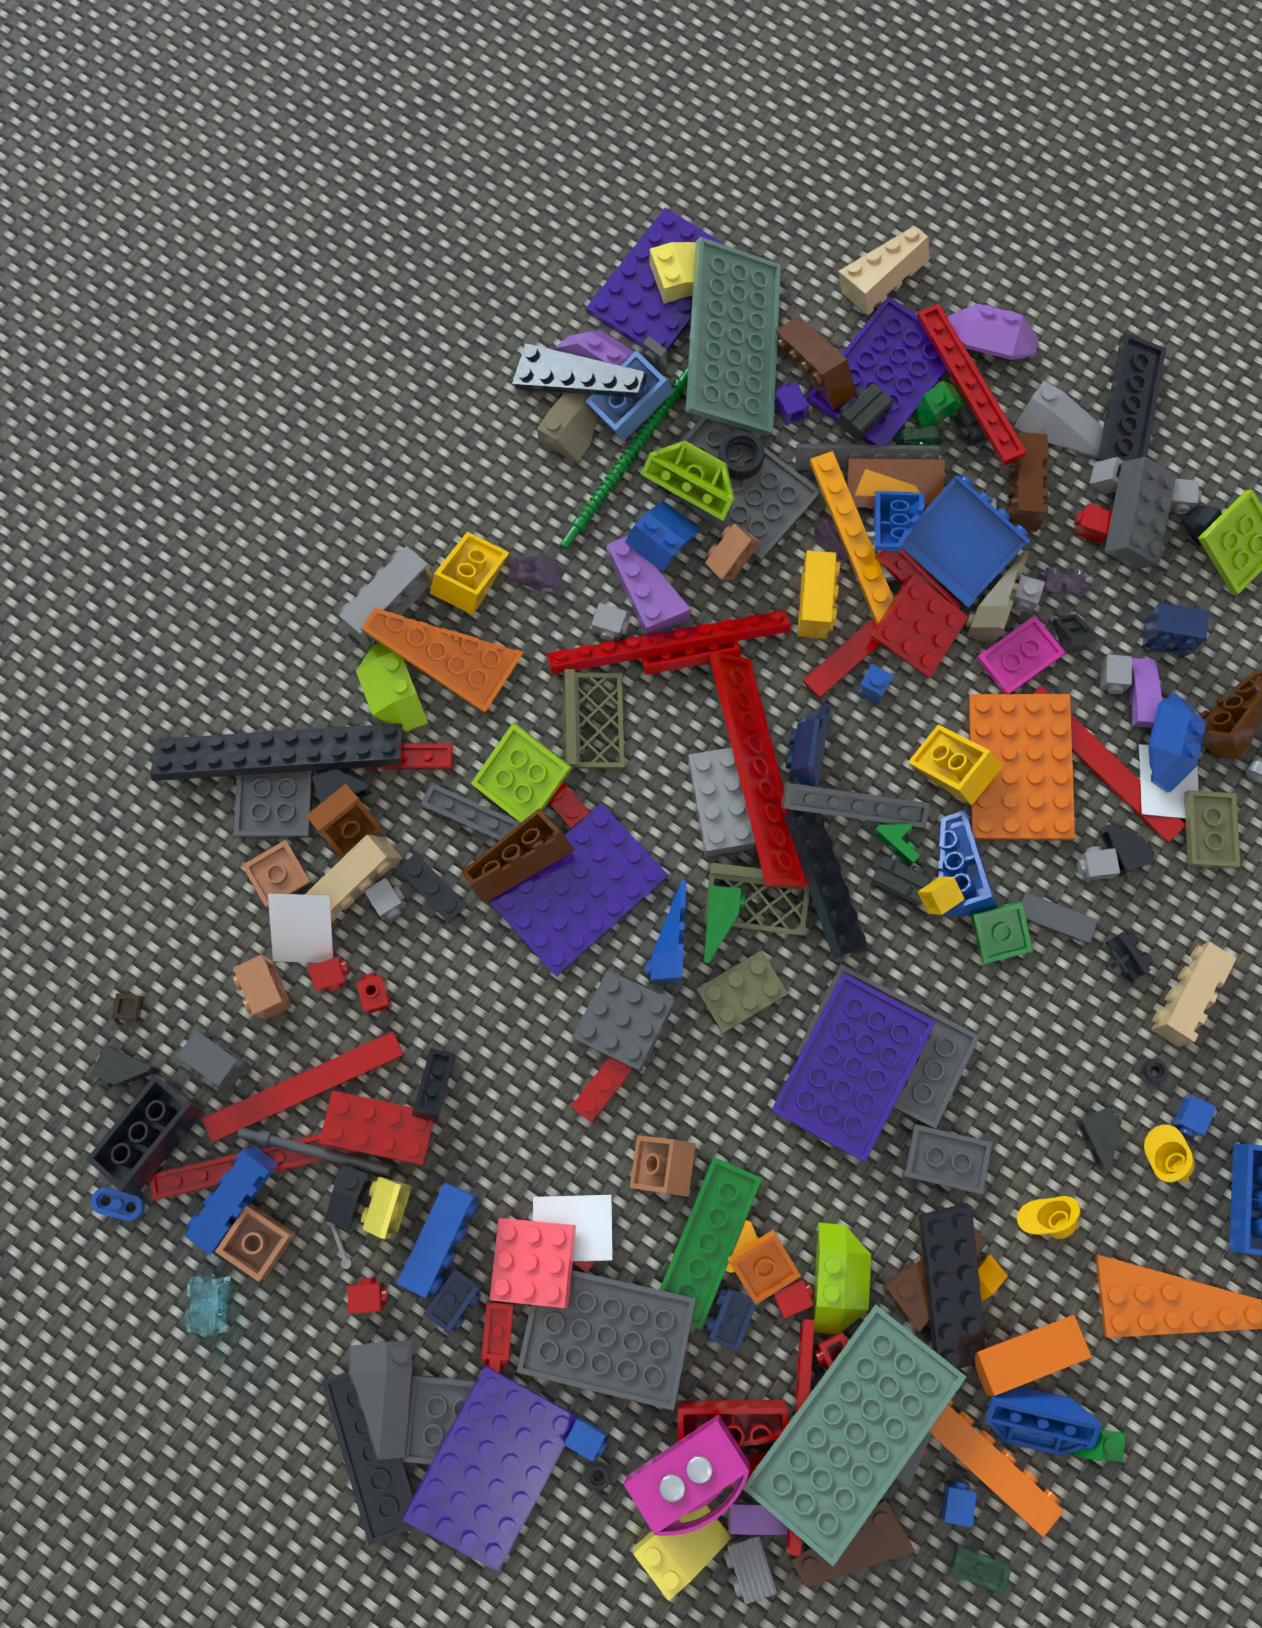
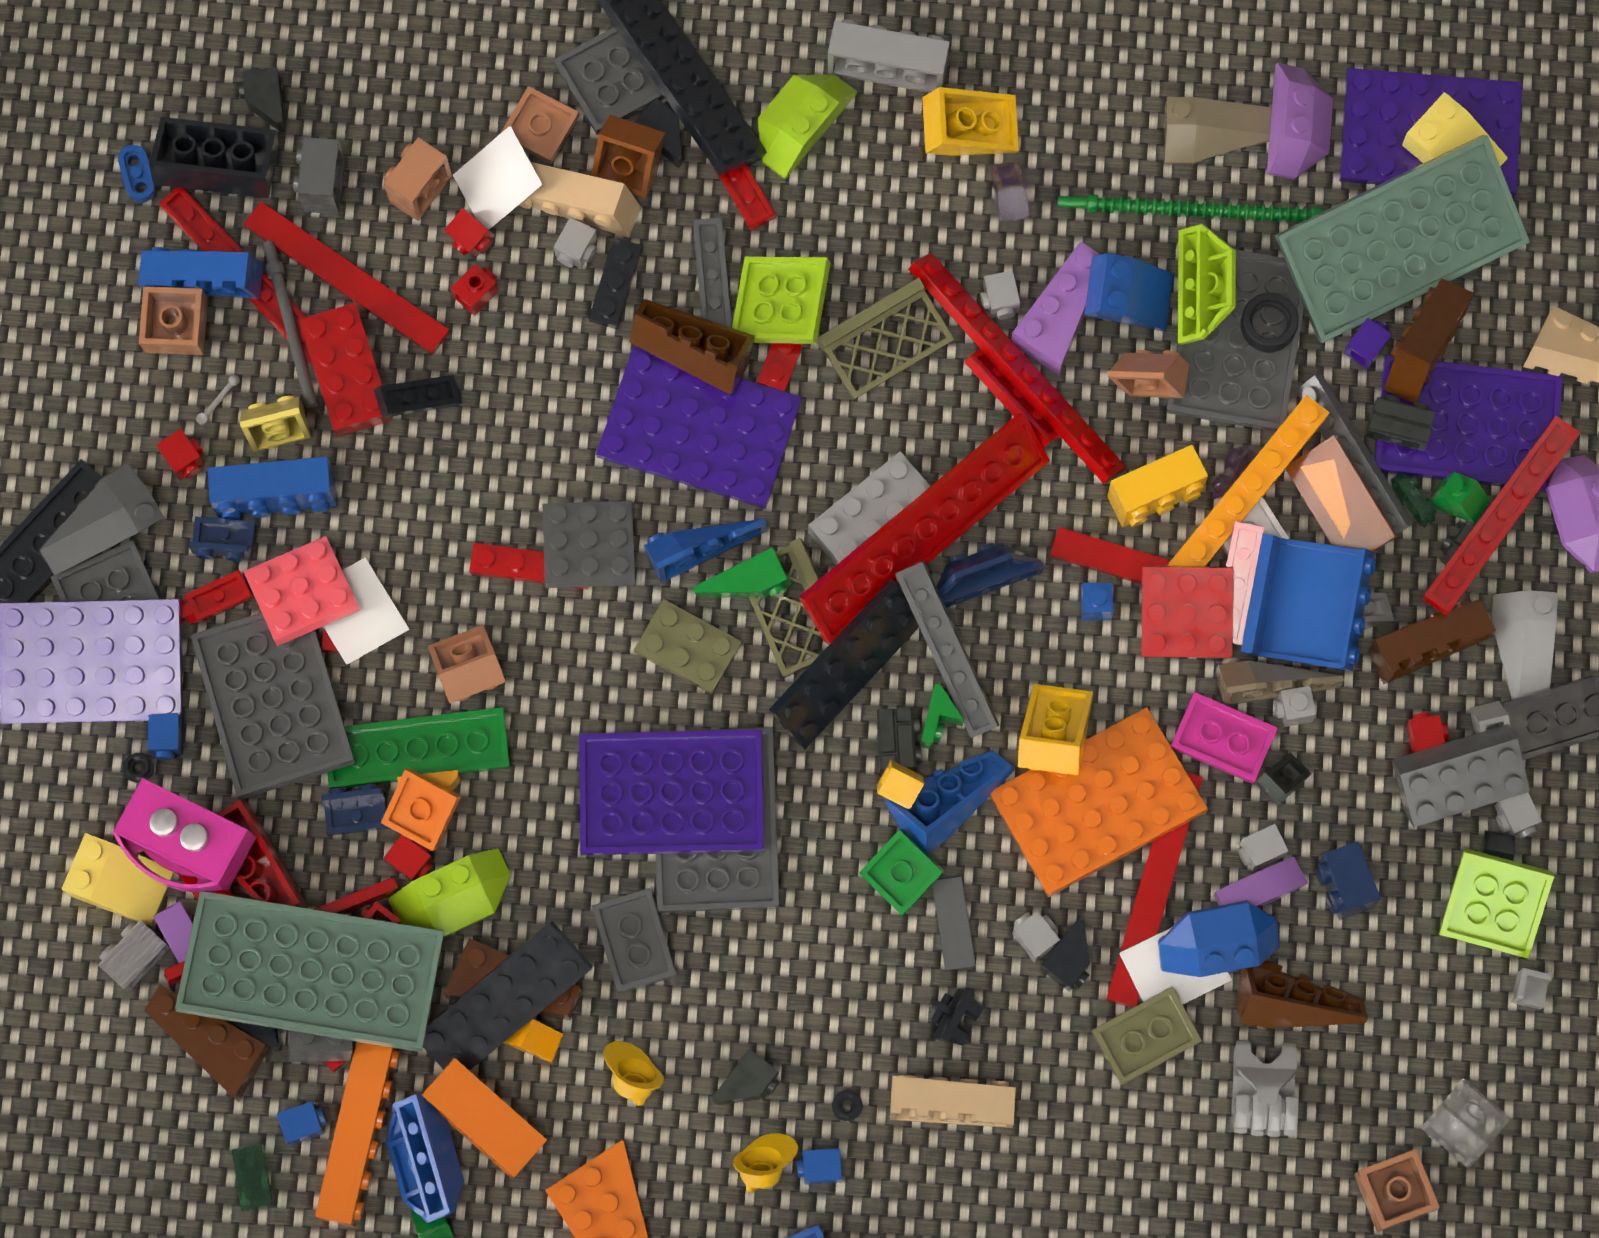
camera: 60 degrees right, 0 degrees up
(127, 1007) = (326, 66): dark brown tile -> none
(207, 1304) = (92, 312): clear light blue slope -> none
(346, 1197) = (264, 380): black slope -> none
(455, 660) = (862, 167): orange wing -> none
(564, 372) = (1251, 88): wing -> none
(626, 414) = (1265, 170): medium blue slope -> none
(655, 355) = (1324, 170): dark grey plate -> none
(895, 518) = (1286, 515): blue wedge -> none
(1074, 580) = (1336, 729): clear purple hinge -> none

